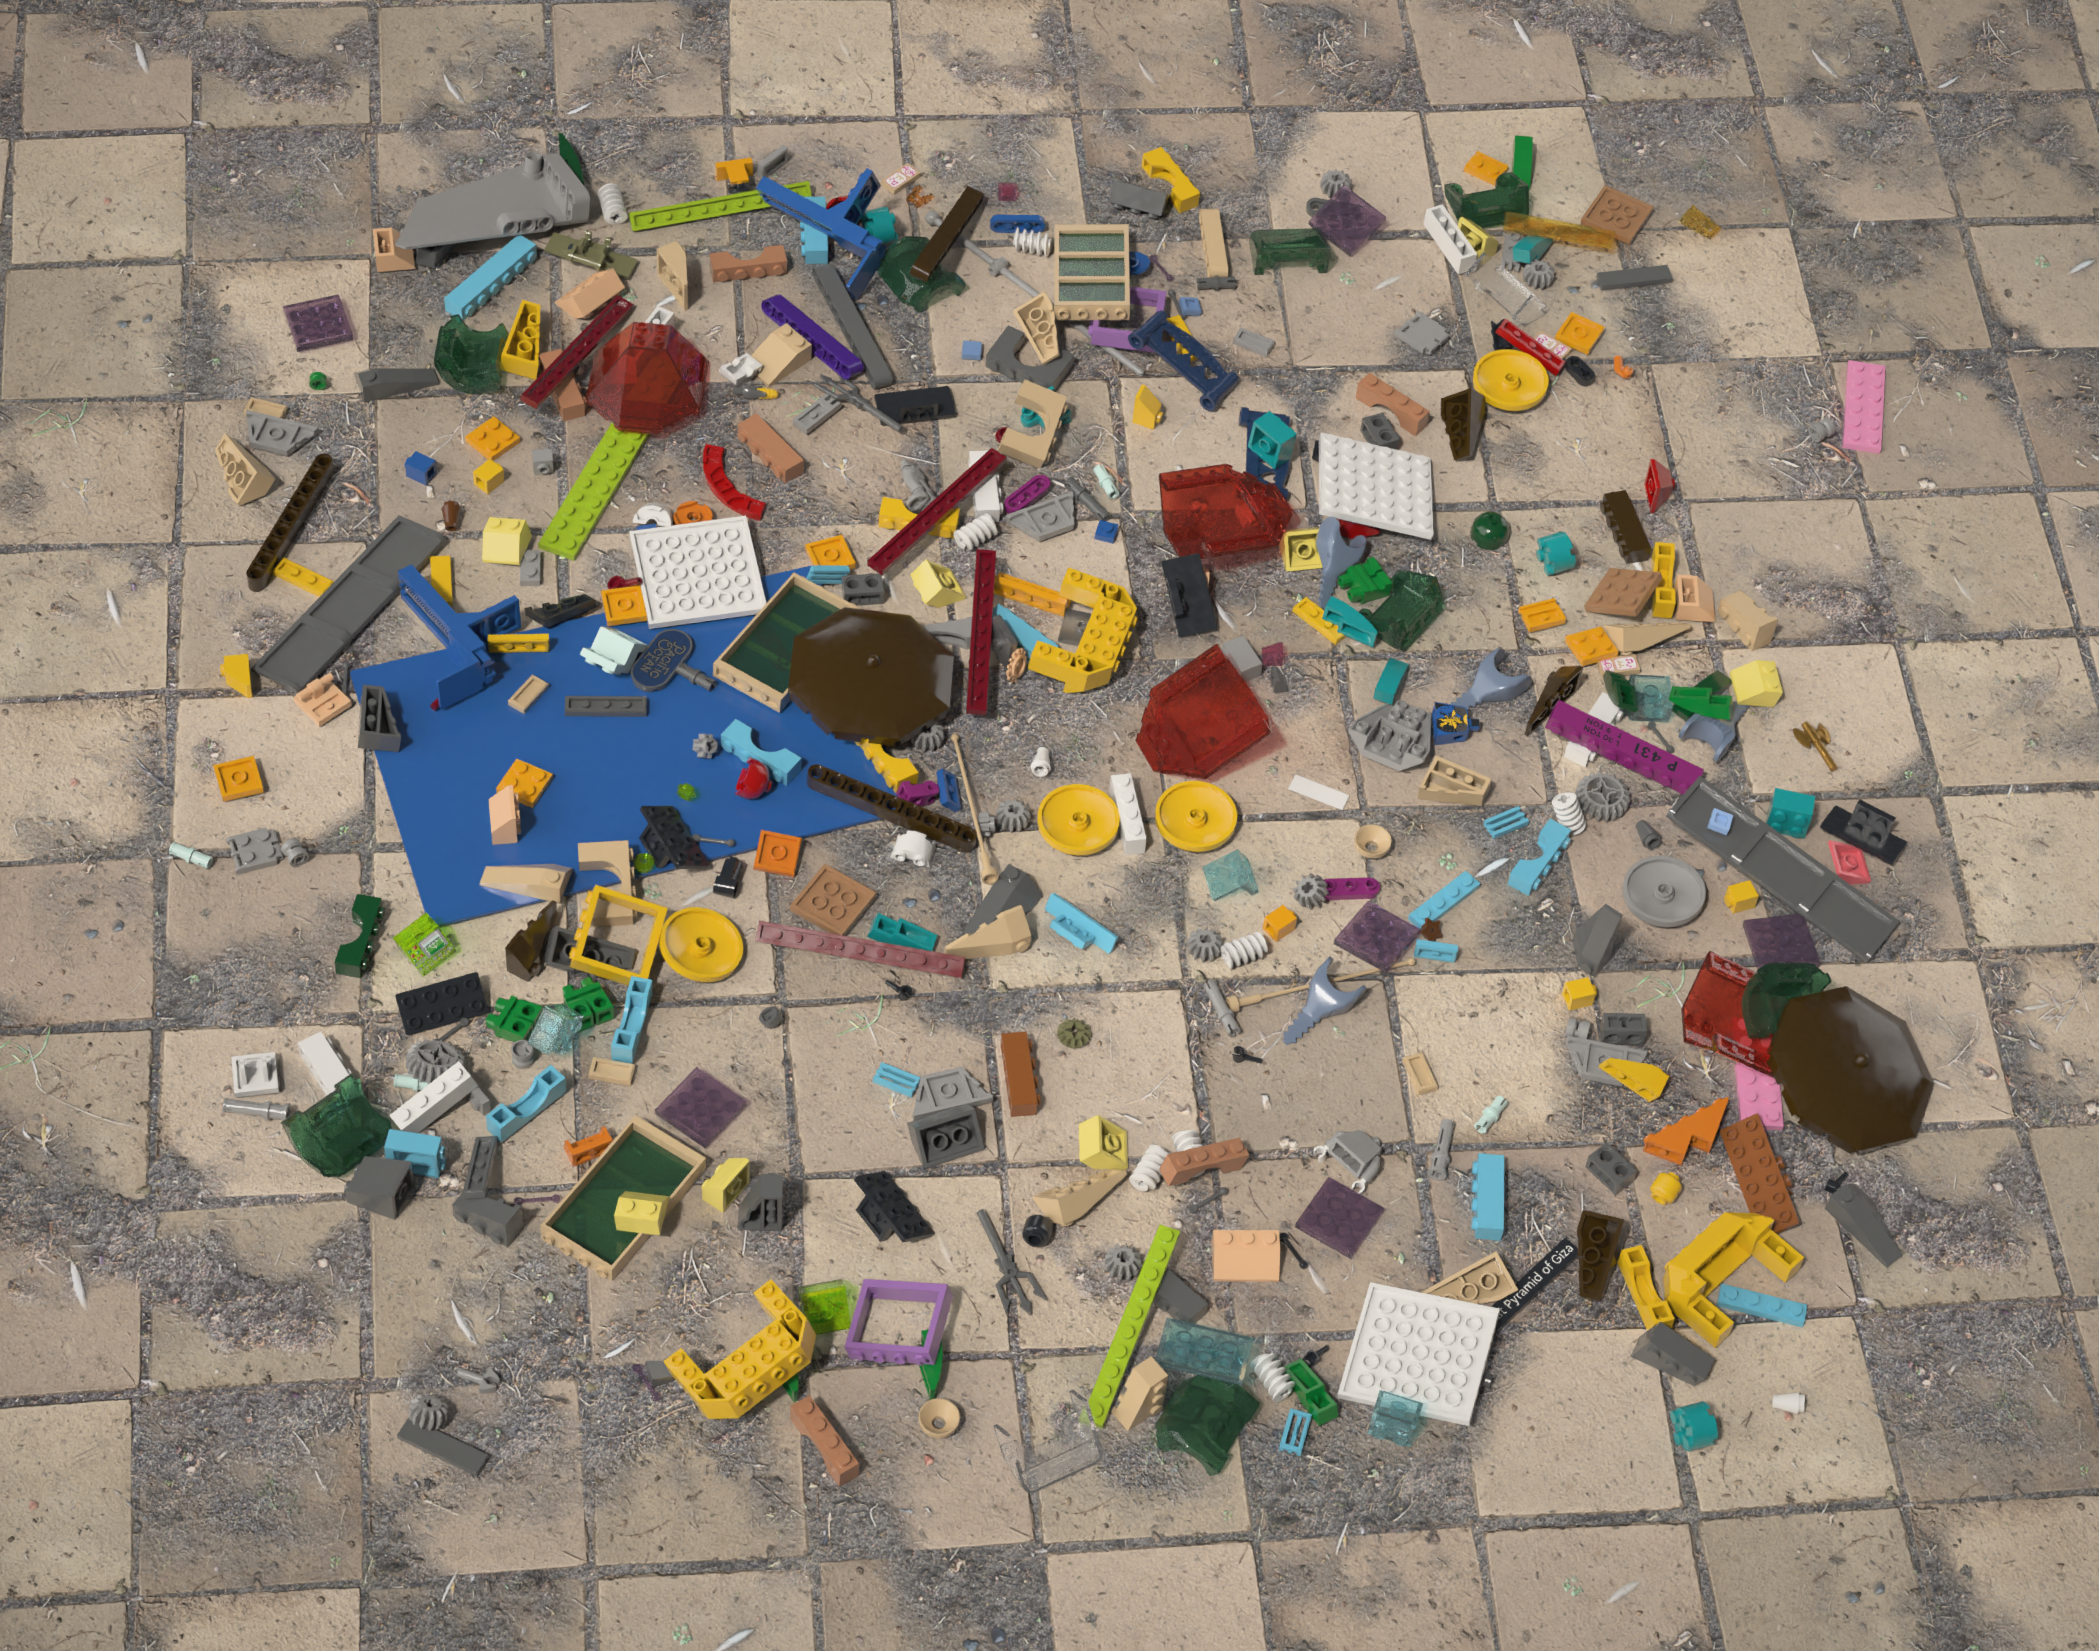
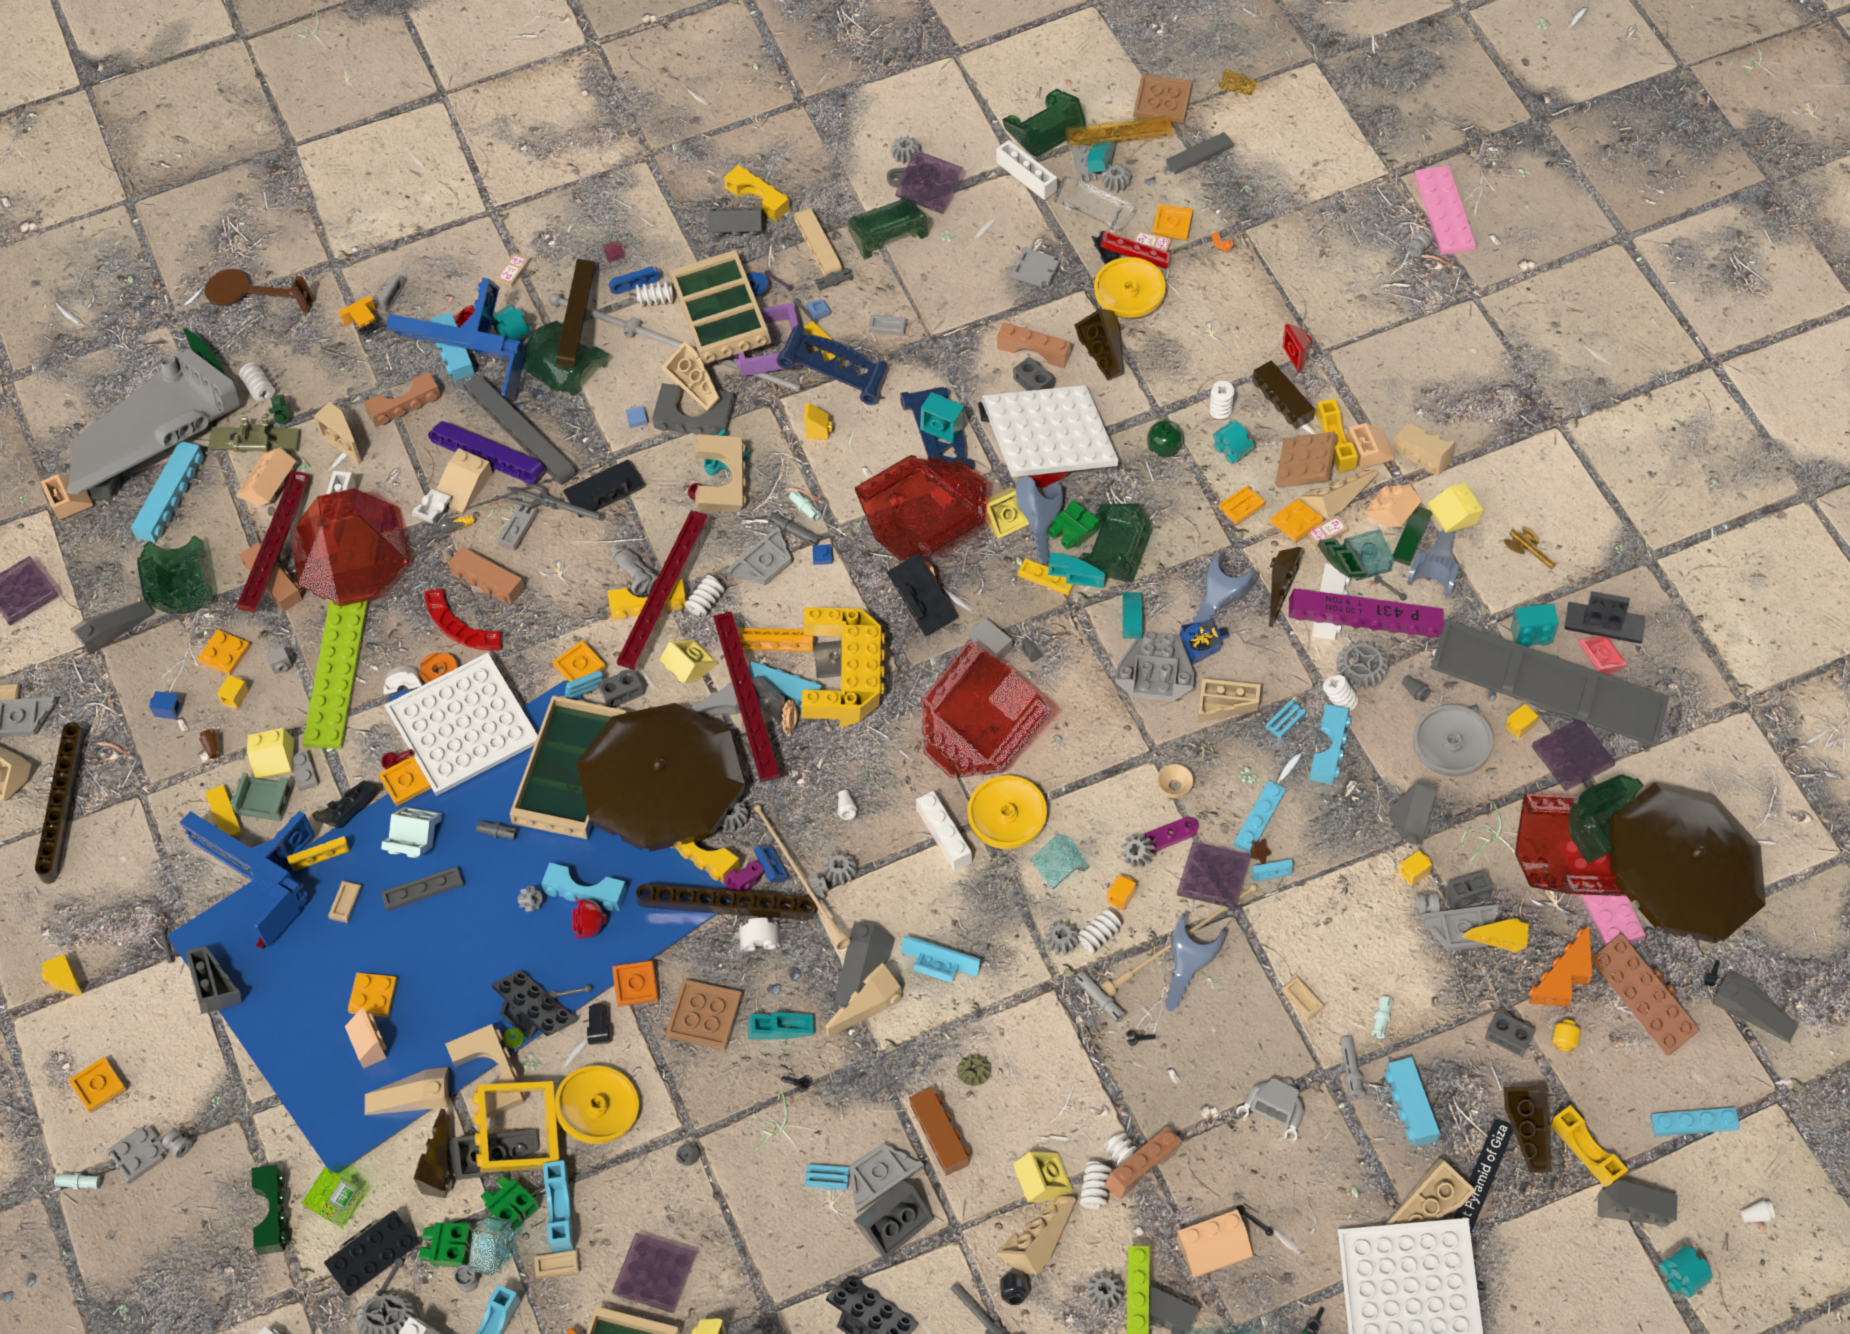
camera: 10 degrees left, 5 degrees up
(302, 577) = (91, 854): yellow tile -> none
(318, 381) = (39, 649): green bush -> none
(322, 700) = (151, 975): light nougat plate -> none
(347, 605) = (142, 869): dark grey piece -> none
(482, 578) = (261, 797): none -> sand green panel
(522, 345) = (220, 551): yellow wedge -> none
(620, 108) = (232, 284): none -> reddish brown piece
(626, 234) = (280, 409): none -> dark green hips
(660, 660) = (458, 824): tile -> none
(686, 791) = (528, 951): clear neon green plate -> none
(706, 208) = (348, 355): lime plate -> none
(860, 949) = (746, 1055): plate -> none
(922, 200) = (541, 284): clear orange piece -> none
(987, 495) = (702, 557): white brick -> none
(1030, 489) = (738, 536): magenta plate -> none
(1078, 819) = (901, 853): yellow dish -> none
(1194, 1208) = (1148, 1209): dark grey hinge -> none
(1273, 655) = (1016, 625): clear pink slope -> none
(1318, 792) = (1107, 747): white sticker -> none
(1339, 1217) = (1284, 1171): clear purple plate -> none
(1478, 238) = (1055, 163): light yellow slope -> none
(1485, 167) = (1031, 91): light orange plate -> none
(1522, 158) = (1060, 72): green slope -> none
(1560, 511) = (1221, 400): none -> white piece
(1580, 370) = (1186, 257): black beam -> none
(1695, 662) = (1393, 505): none -> light nougat slope
(1702, 701) = (1418, 544): green slope -> none
(1713, 1259) = (1635, 1095): yellow wedge -> none
(1720, 821) = (1481, 658): light blue plate -> none

